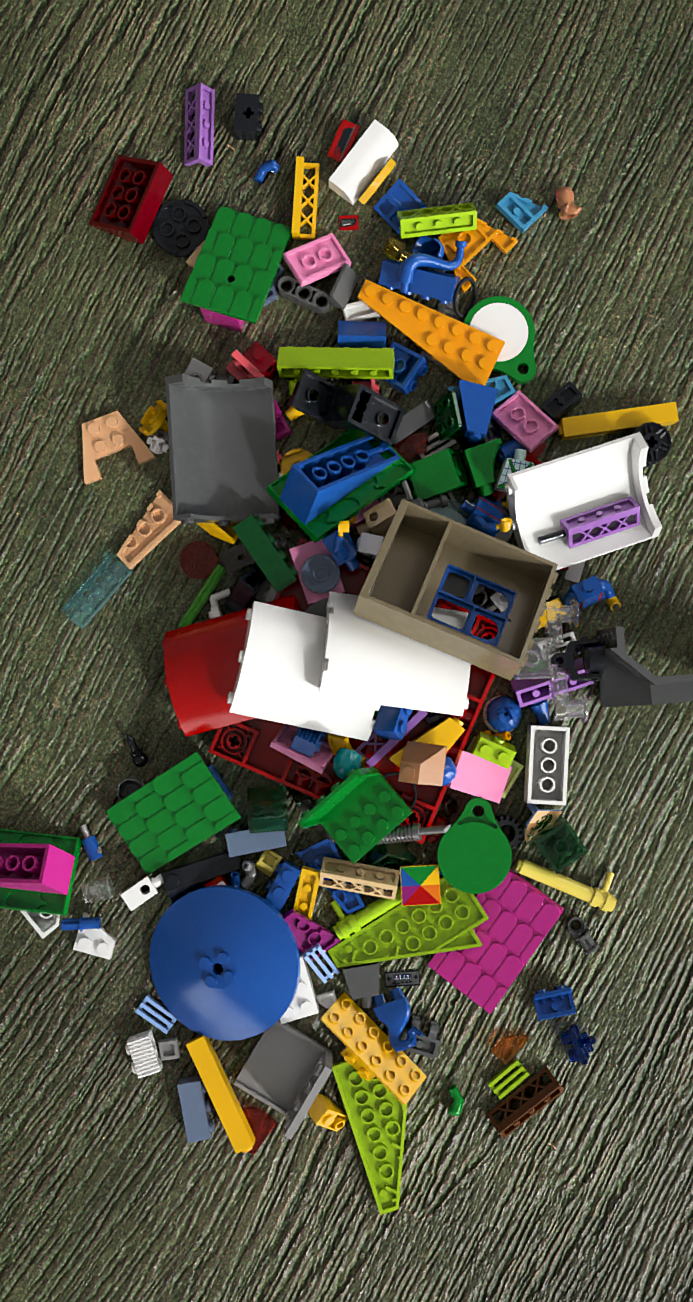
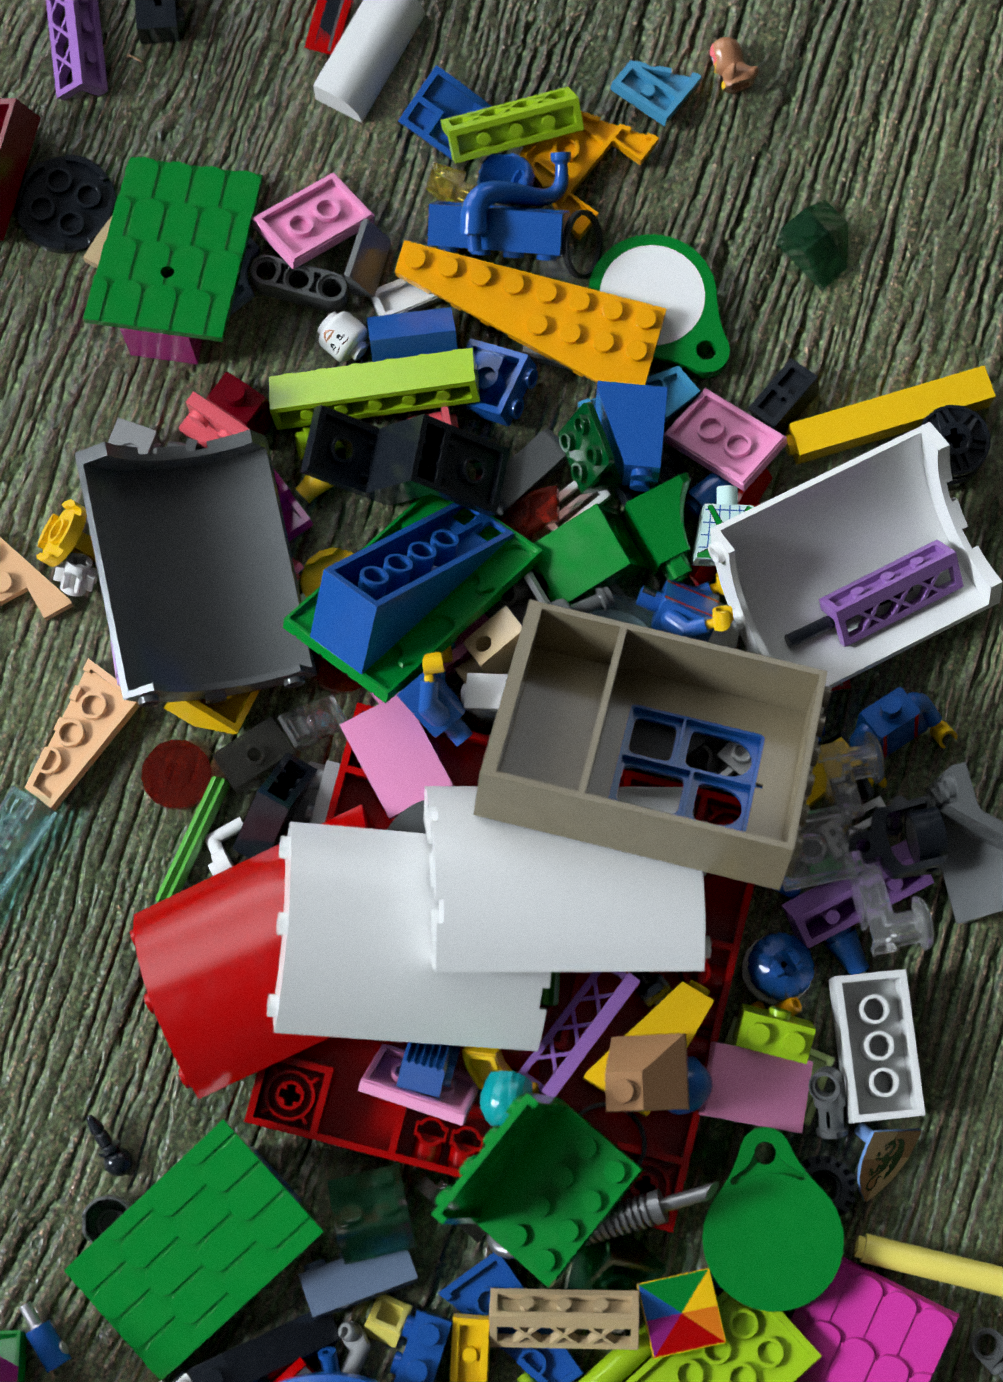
camera: 10 degrees left, 10 degrees down
(265, 553) = (297, 736): dark green brick -> none
(270, 165) = (208, 77): blue arm -> none
(299, 196) = (265, 128): yellow fence -> none
(320, 573) = (403, 759): sand blue tile -> none
(323, 329) = (343, 336): none -> white head
(348, 222) = (359, 152): sticker -> none
(373, 186) = (398, 76): yellow tile -> none
(392, 722) = (577, 1004): blue brick -> none
(438, 821) = (689, 1216): clear red cone -> none
(516, 790) = (829, 1104): none -> dark grey connector
(559, 845) = (928, 1195): clear green brick -> none
(574, 572) = (863, 689): white sticker -> none
(596, 315) = (817, 243): none -> clear green slope

